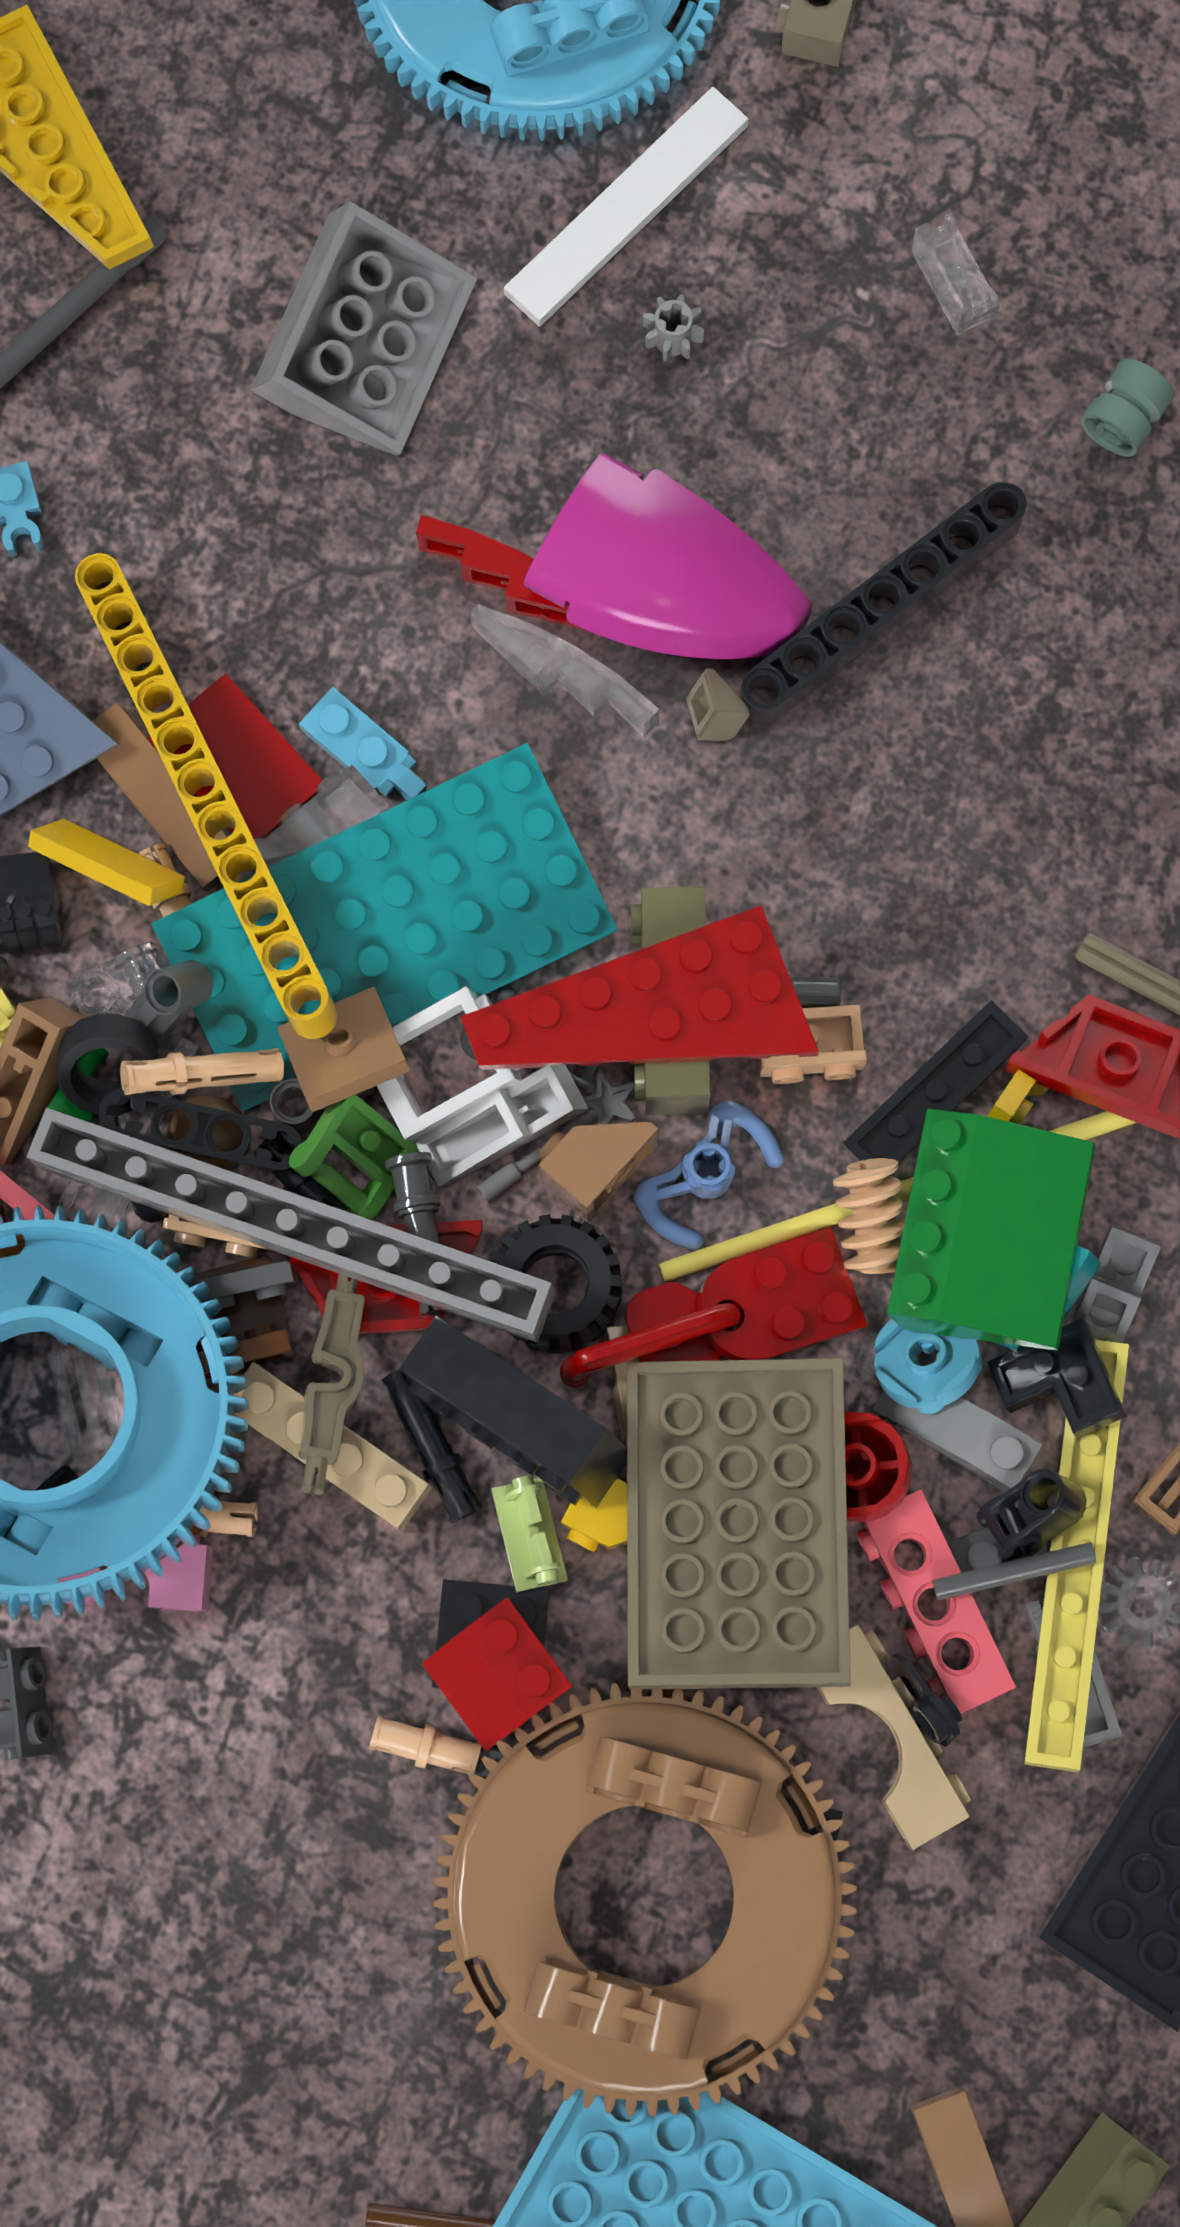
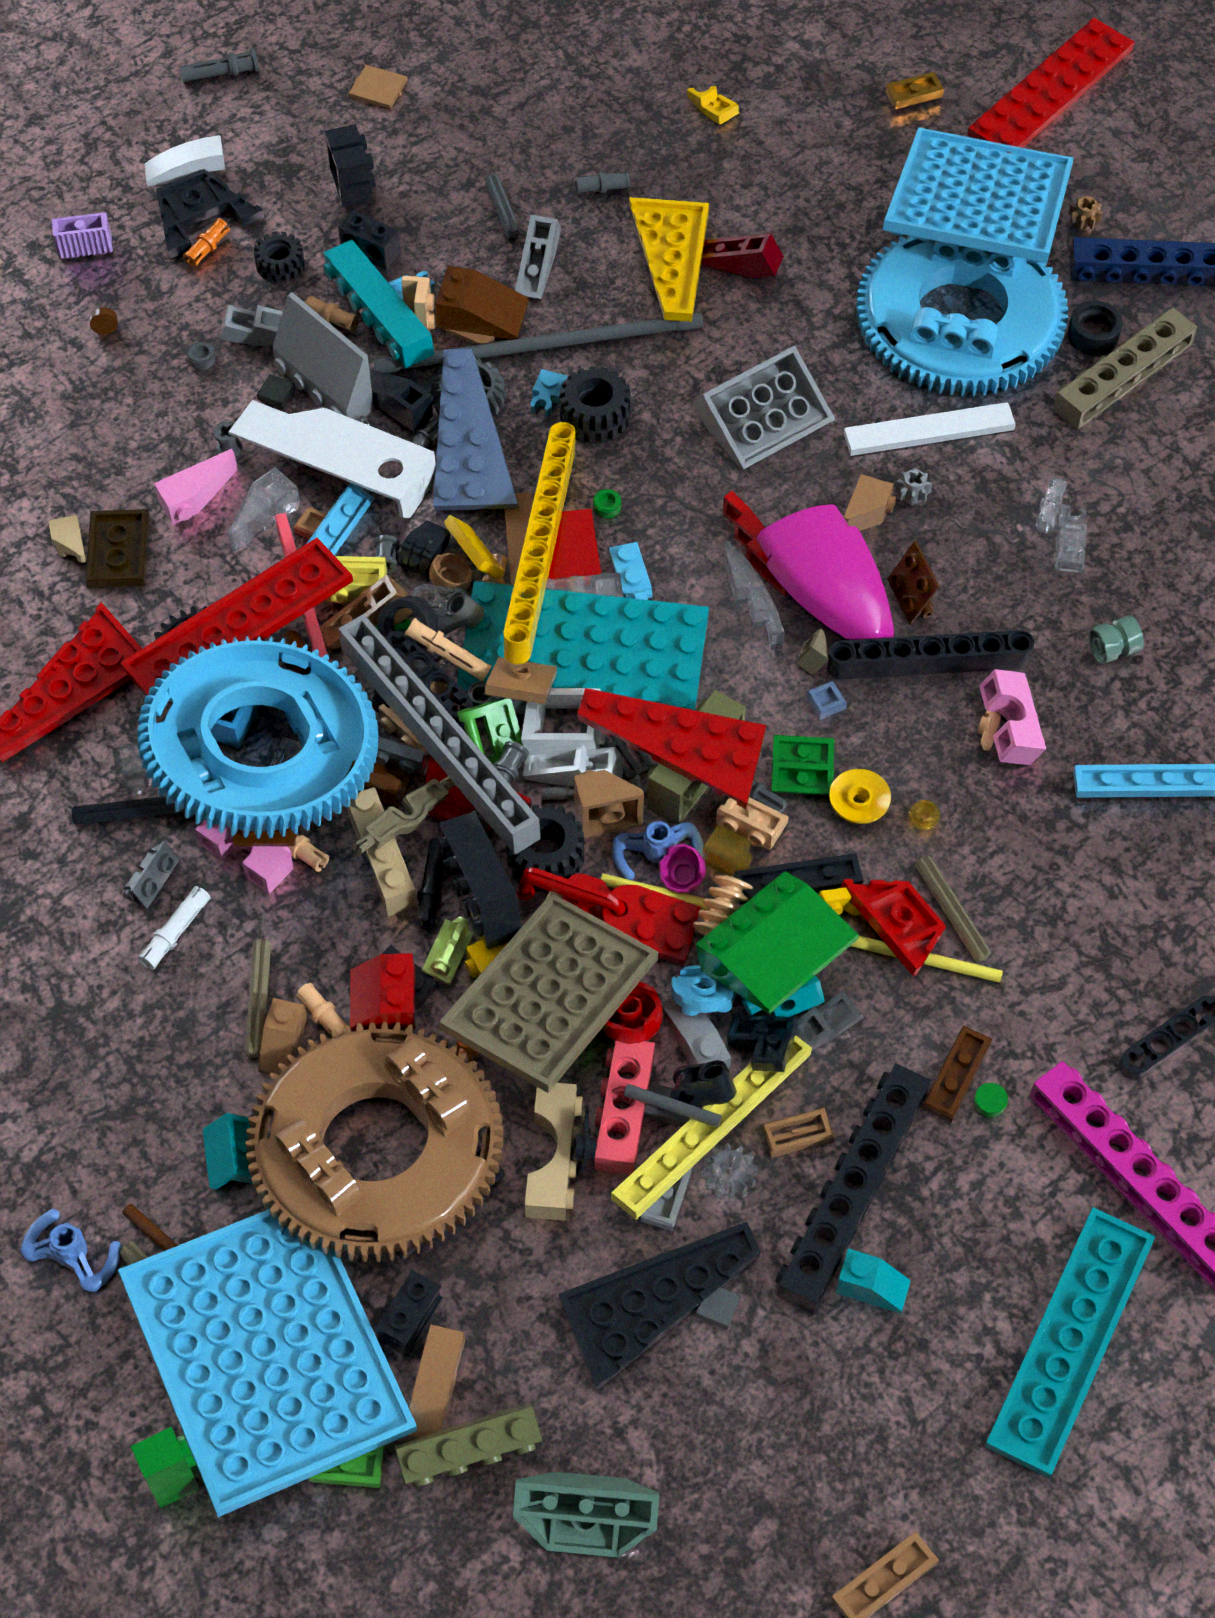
camera: 30 degrees right, 20 degrees down
(99, 924) = (450, 571): none -> medium nougat hair
(101, 452) = (595, 387): none -> black tyre
(117, 1763) = (166, 937): none -> white pin
(145, 69) = (744, 255): none -> dark red slope
(239, 646) = (607, 503): none -> green tile
(315, 1785) = (257, 997): none -> dark tan axle
(398, 1827) = (281, 1034): none -> medium nougat slope
(445, 2041) = (227, 1150): none -> teal panel
(628, 400) = (869, 503): none -> medium nougat slope
(771, 1189) = (682, 869): none -> dark pink hair
(780, 772) = (826, 700): none -> sand blue tile
(787, 502) = (914, 584): none -> reddish brown hinge
(812, 1117) = (727, 851): none -> clear yellow brick
(819, 903) = (802, 765): none -> green slope
(864, 2103) = (409, 1313): none -> black hinge
(888, 229) = (1051, 505): none -> clear pin
(939, 879) = (860, 785): none -> yellow dish
(1037, 668) = (987, 728): none -> light nougat piece
(1042, 856) = (927, 808): none -> clear yellow plate
(1045, 602) = (1021, 736): none -> bright pink arch

